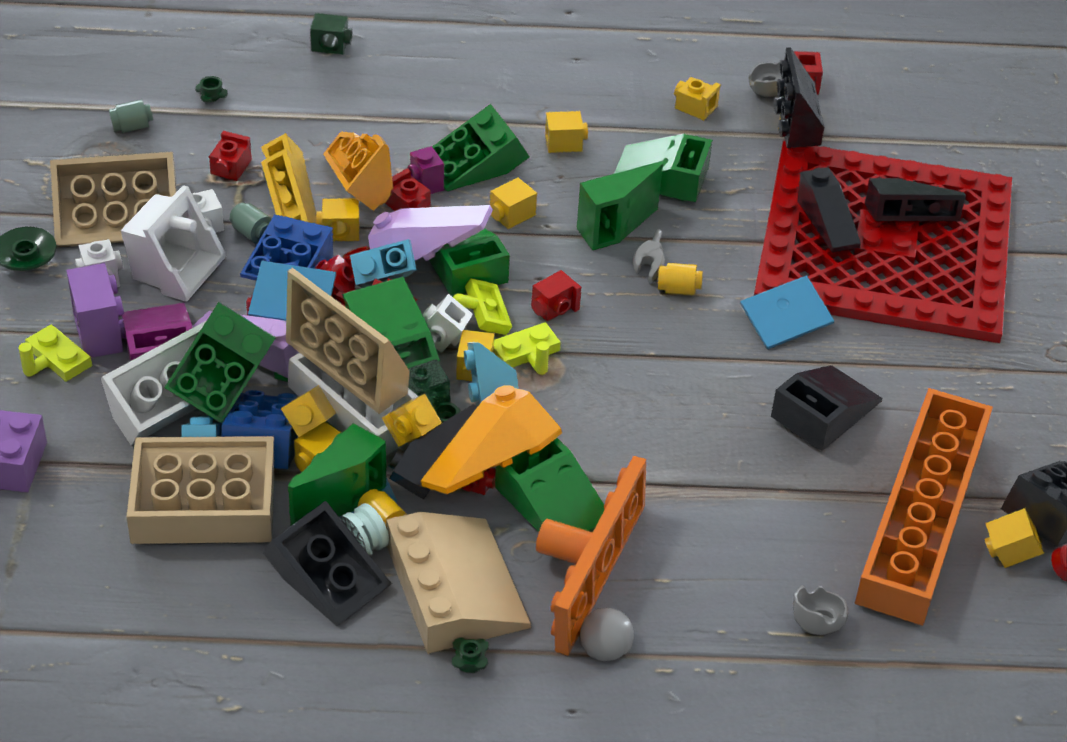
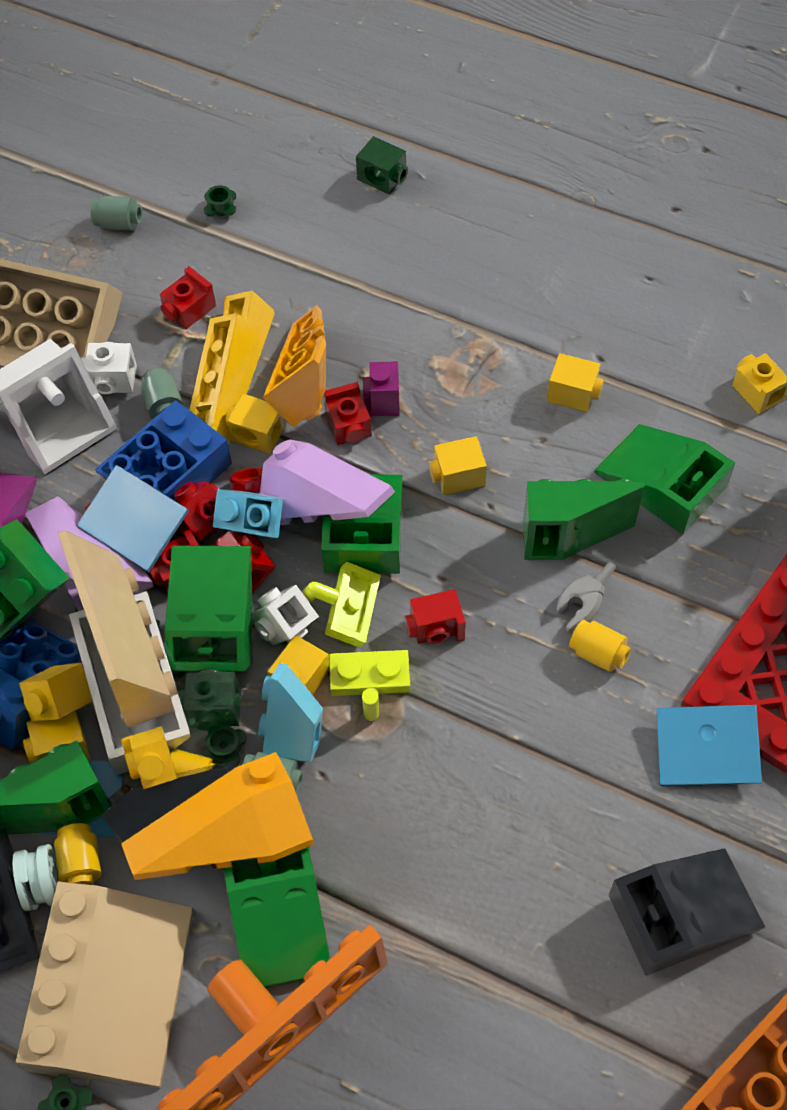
camera: 30 degrees right, 15 degrees up
(479, 150) = (458, 378): green slope -> none

